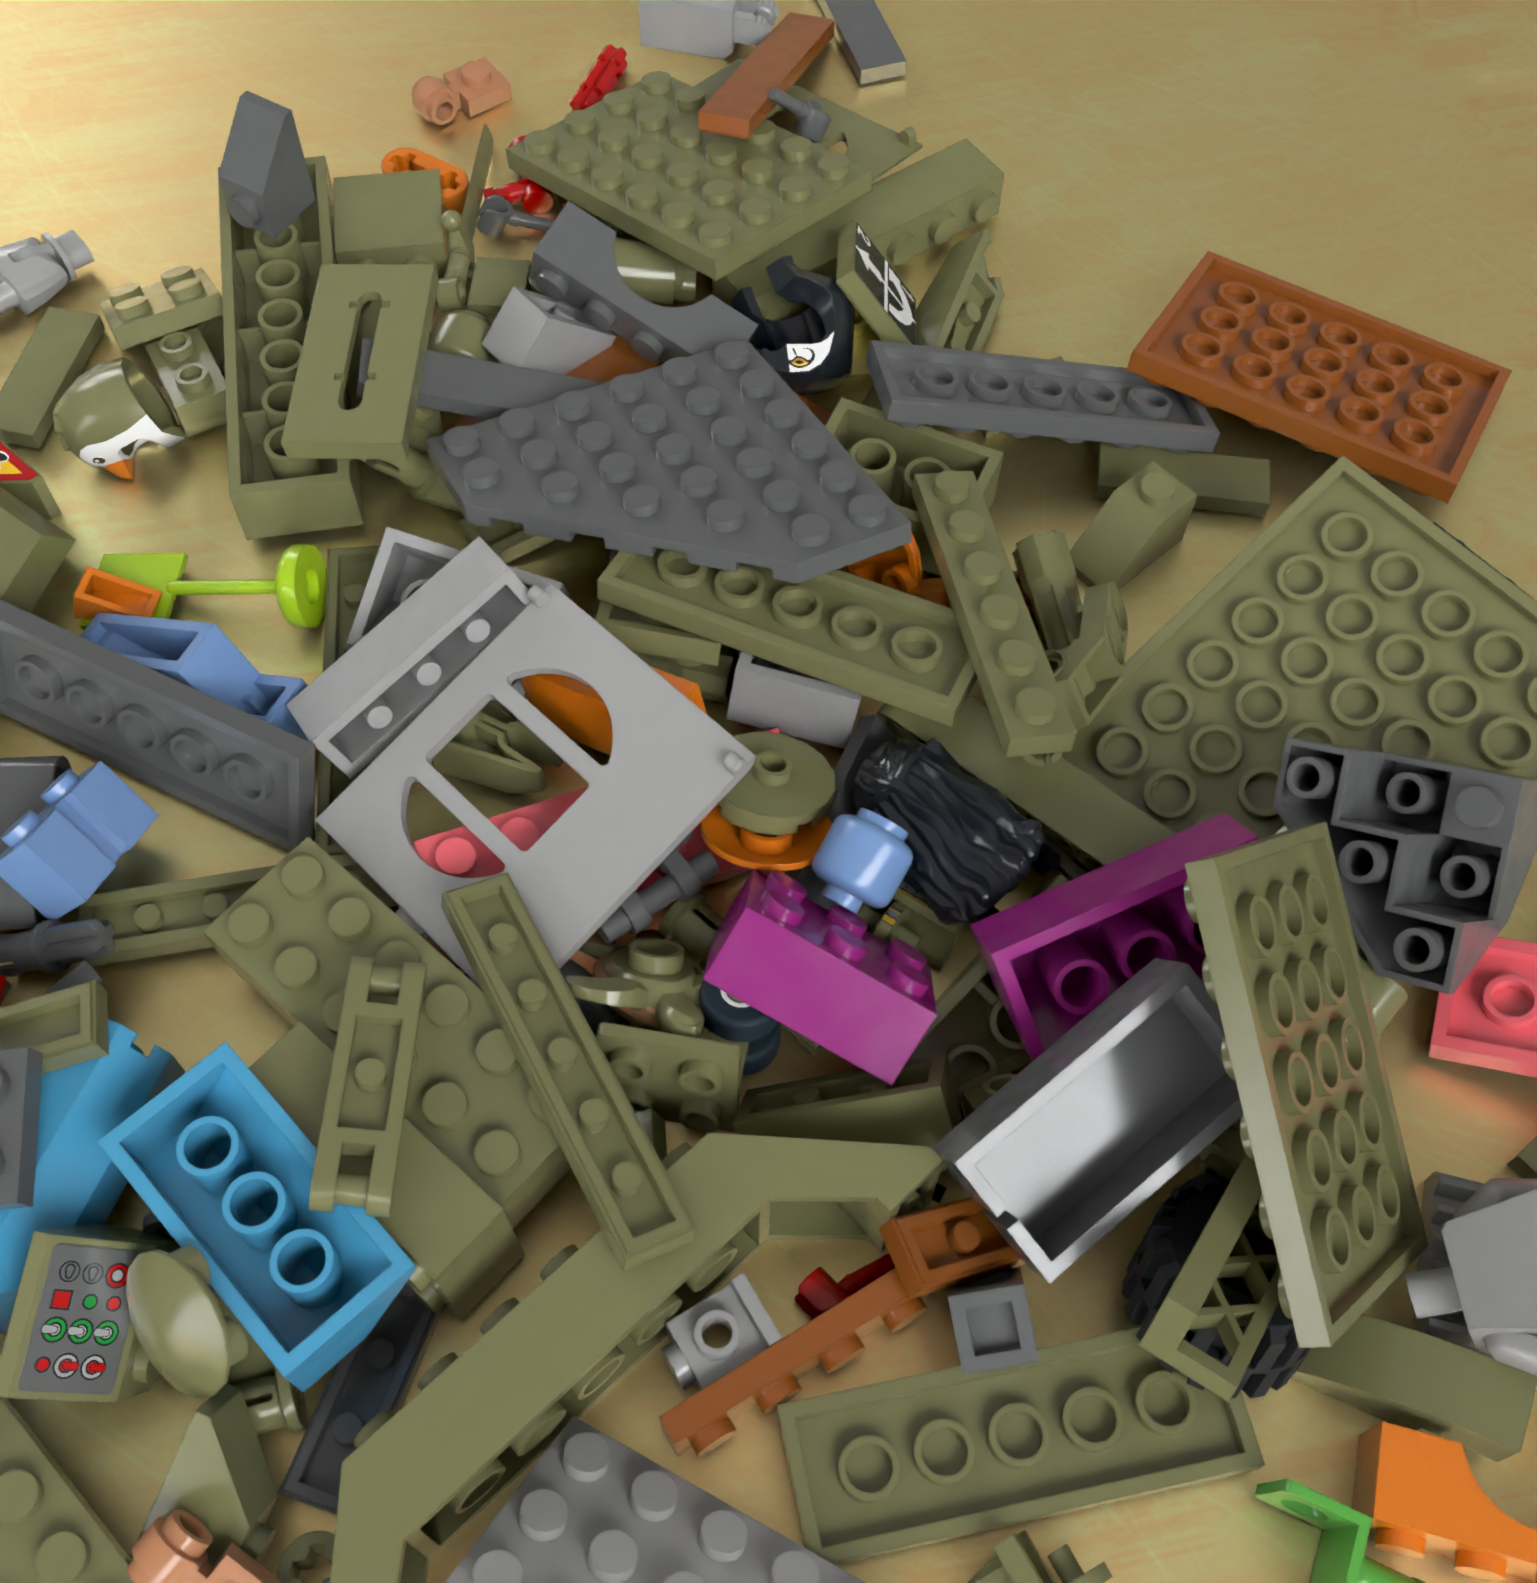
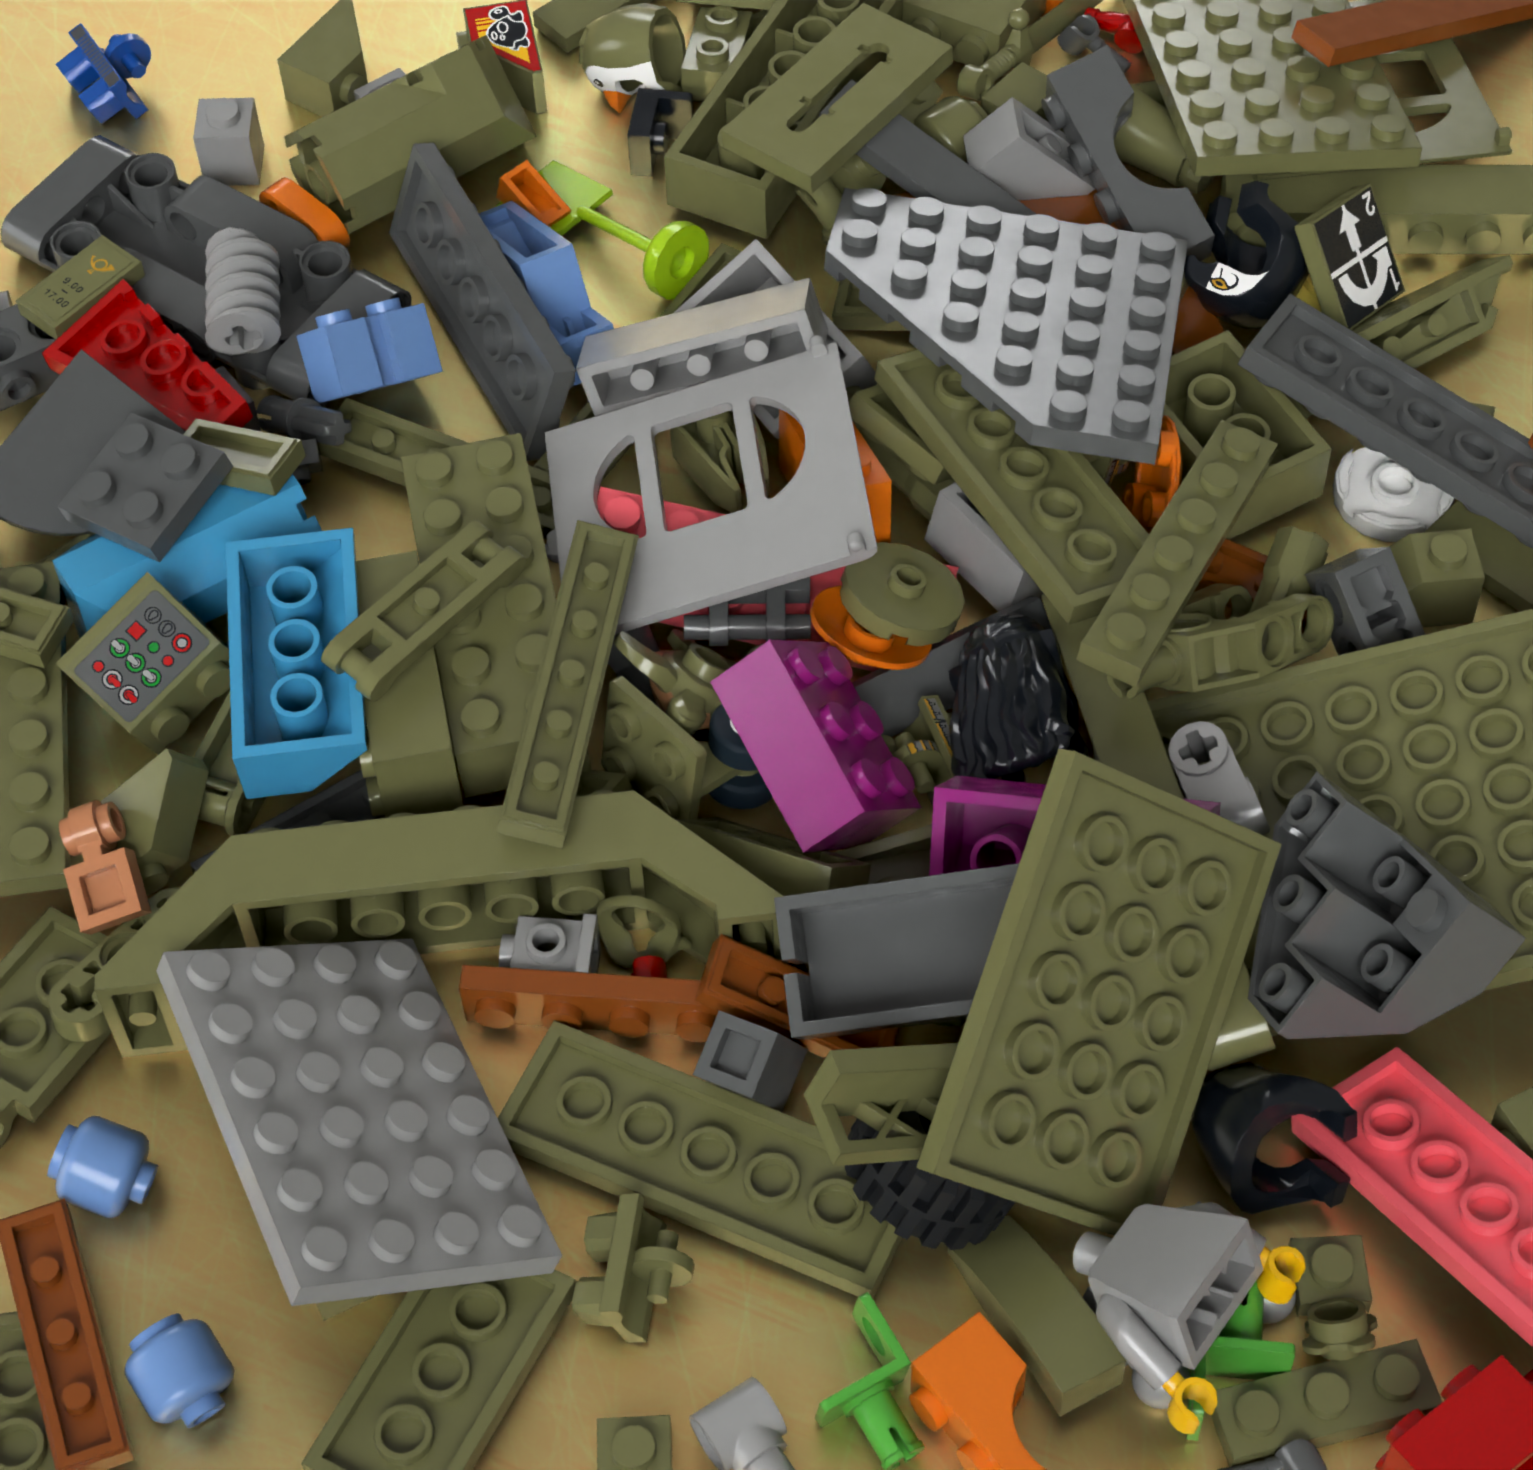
camera: 40 degrees right, 5 degrees down
(182, 1321) = (196, 688): olive dish -> none
(183, 465) = (655, 120): none -> black bracket
(803, 1258) = (619, 941): none -> olive piece
(811, 121) = (1425, 73): dark grey hand -> none
(862, 860) = (914, 684): medium blue head -> none
(1045, 472) = (1384, 497): none -> white tile
(1145, 565) = (1366, 600): none -> dark grey brick
(1178, 794) = (1219, 778): none -> light grey piece
(1439, 1077) = (1241, 1108): none -> black piece

